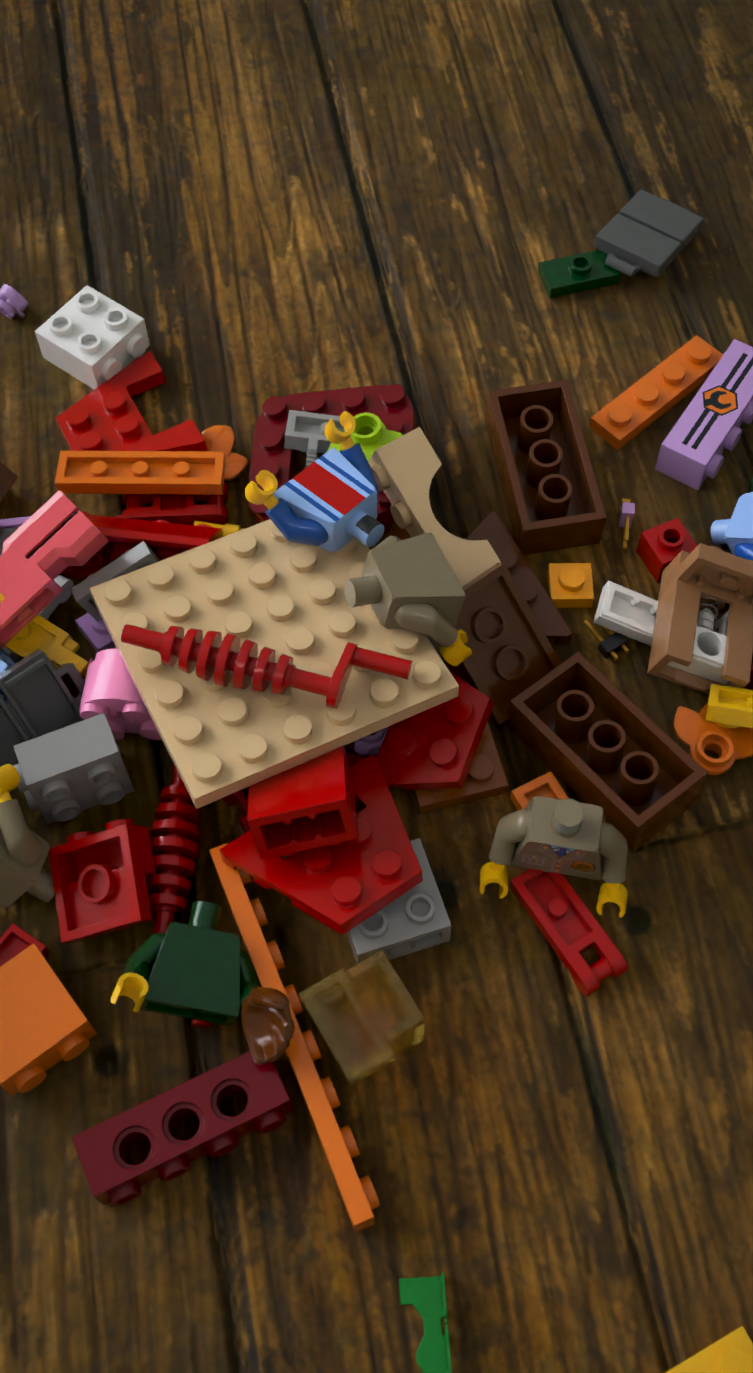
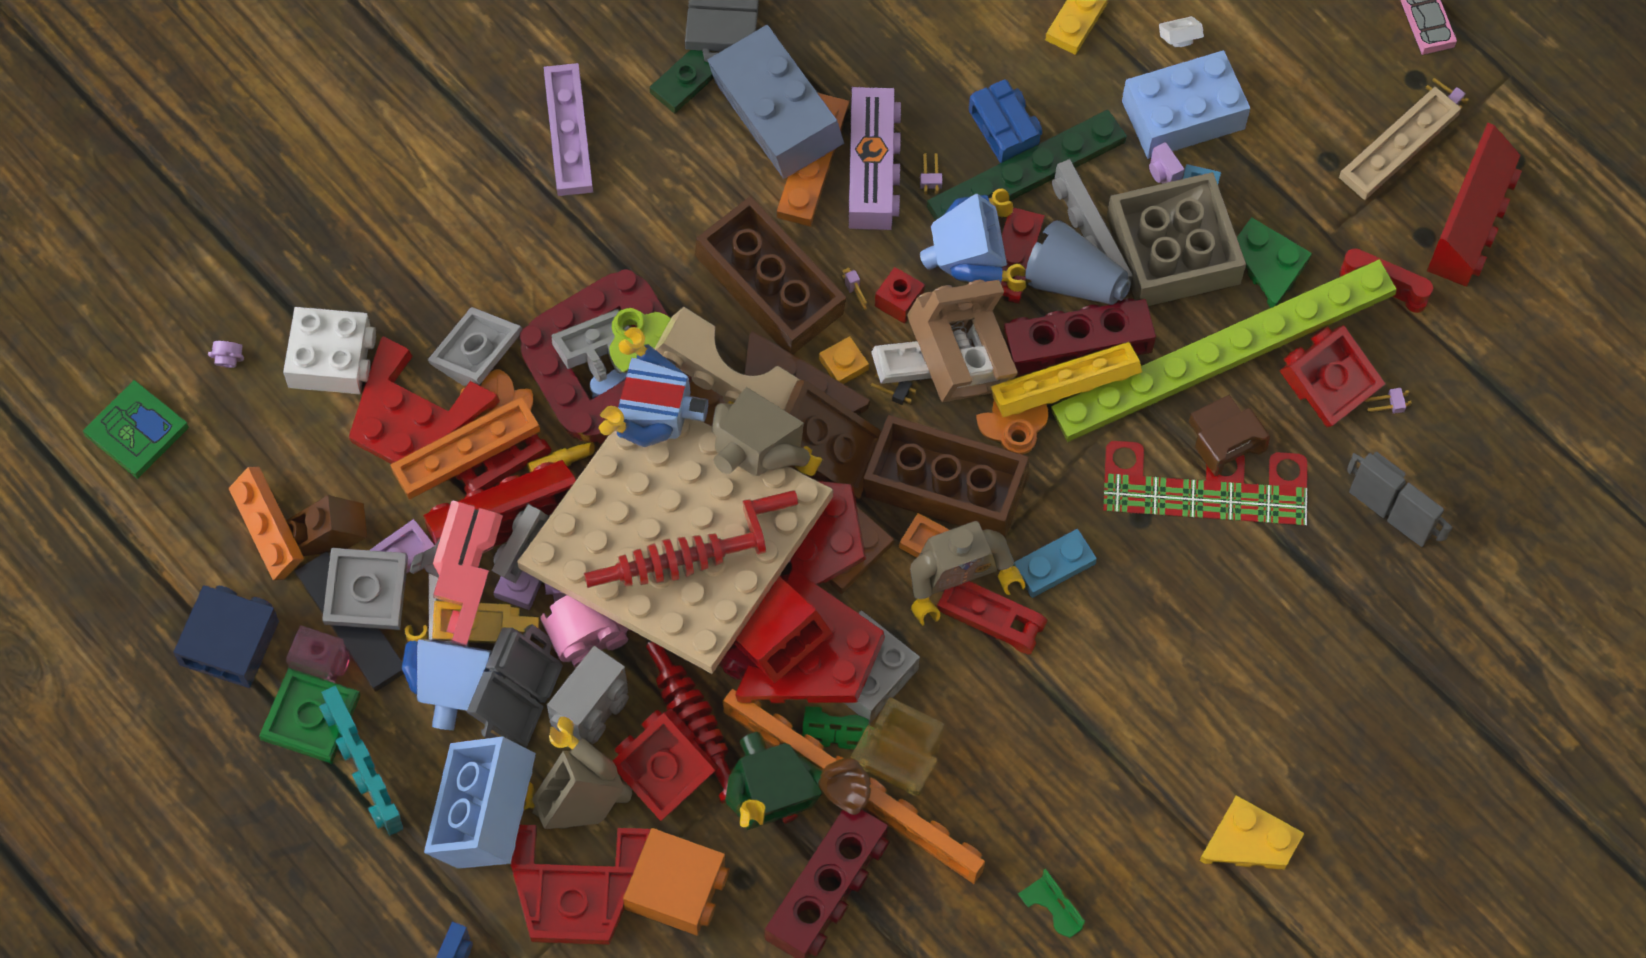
camera: 35 degrees left, 5 degrees up
(223, 397) = (474, 346): none -> light grey slope
(304, 927) = (816, 716): none -> green piece
(439, 264) = (568, 129): none -> lavender plate
(650, 319) = (775, 101): none -> sand blue brick
(675, 910) = (1055, 563): none -> dark azure plate

